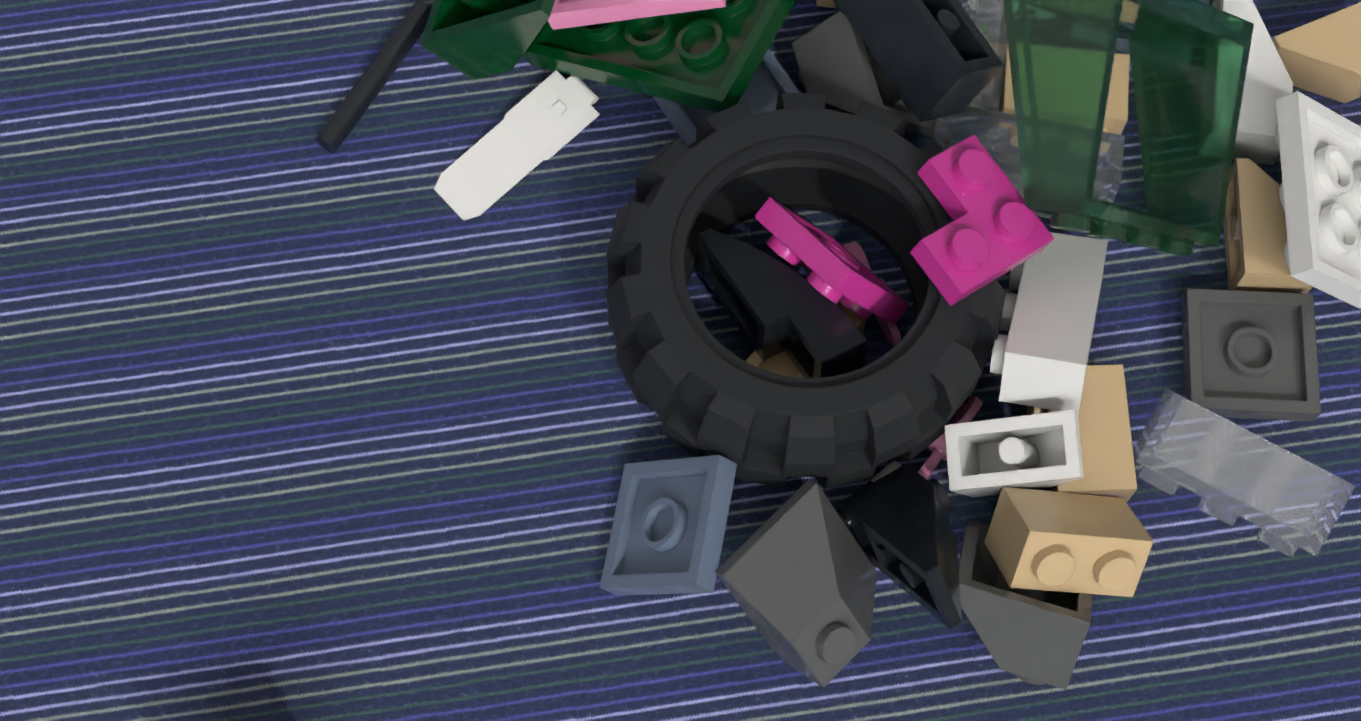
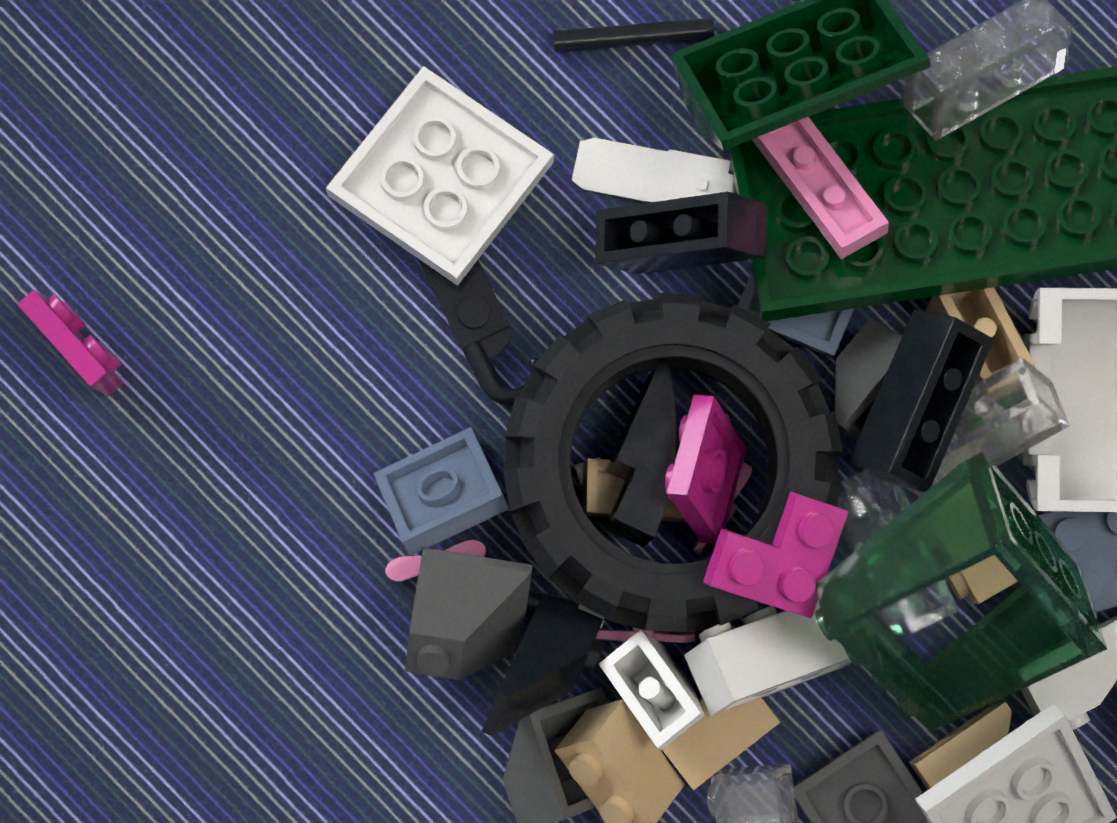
camera: 55 degrees right, 15 degrees up
(364, 319) = (440, 175): none -> white plate
(506, 386) = (477, 325): none -> black plate
(592, 131) = (681, 233): none -> black brick
(718, 618) = (408, 566): none -> bright pink piece

